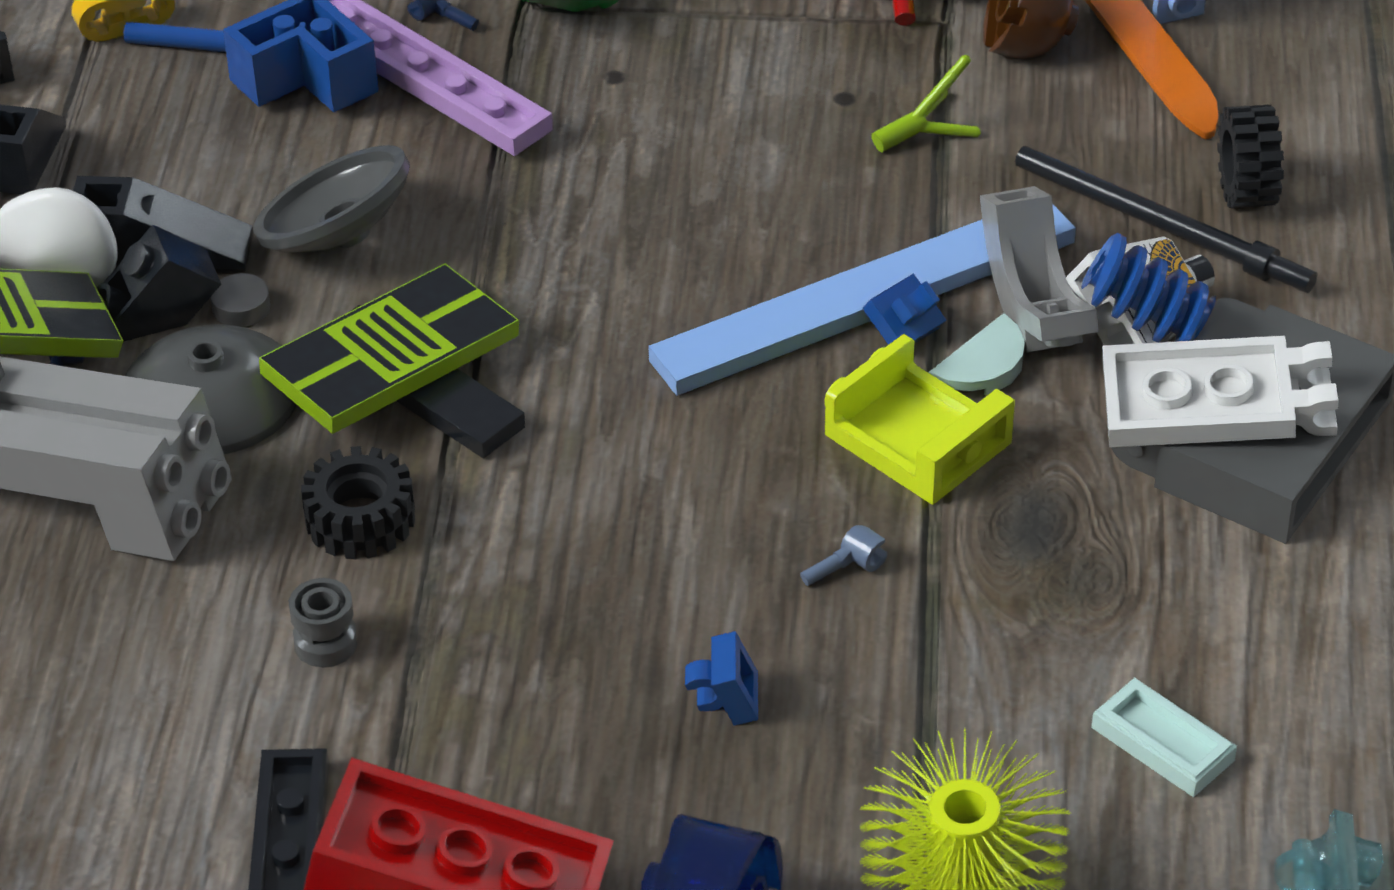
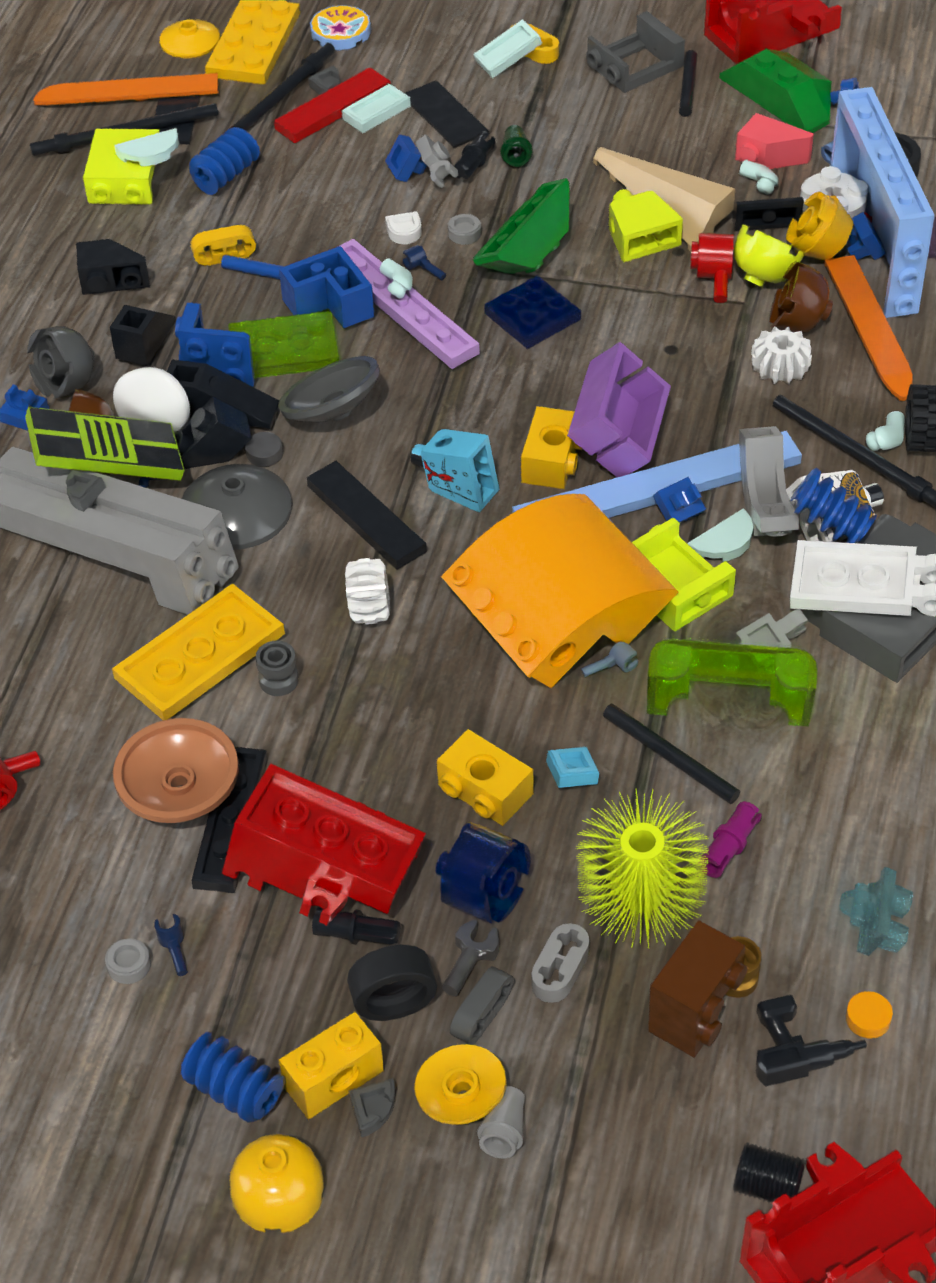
camera: 10 degrees right, 5 degrees up
(152, 152) = (218, 348): none -> blue bracket
(189, 613) = (197, 652): none -> yellow plate
(190, 793) = (171, 756): none -> nougat dish
(242, 145) = (290, 343): none -> clear neon green plate
(358, 526) = (315, 607): black tyre -> none
(388, 348) = (348, 491): tile -> none
(413, 27) = (400, 276): none -> light aqua arm
(448, 490) = (367, 591): none -> white gear
(557, 293) = (459, 467): none -> medium azure torso
(623, 63) = (532, 312): none -> clear blue tile
(685, 750) = (484, 777): none -> yellow brick
(692, 254) = (548, 450): none -> yellow brick
(726, 680) = (520, 734): blue tile -> none
(745, 448) = (557, 583): none -> light orange slope
(794, 200) = (621, 418): none -> medium lavender piece
(818, 720) = (572, 767): none -> medium azure tile
(916, 121) = (712, 371): lime plant -> none
(966, 683) = (671, 753): none -> black bar
(1015, 89) = (781, 355): none -> white gear
(1083, 498) = (769, 631): none -> light grey plate
(1085, 797) = (730, 838): none -> magenta pin
(1127, 538) = (783, 667): none -> clear neon green windscreen
(1164, 737) = (790, 803): light aqua tile -> none
(1198, 189) = (887, 436): none -> light aqua arm

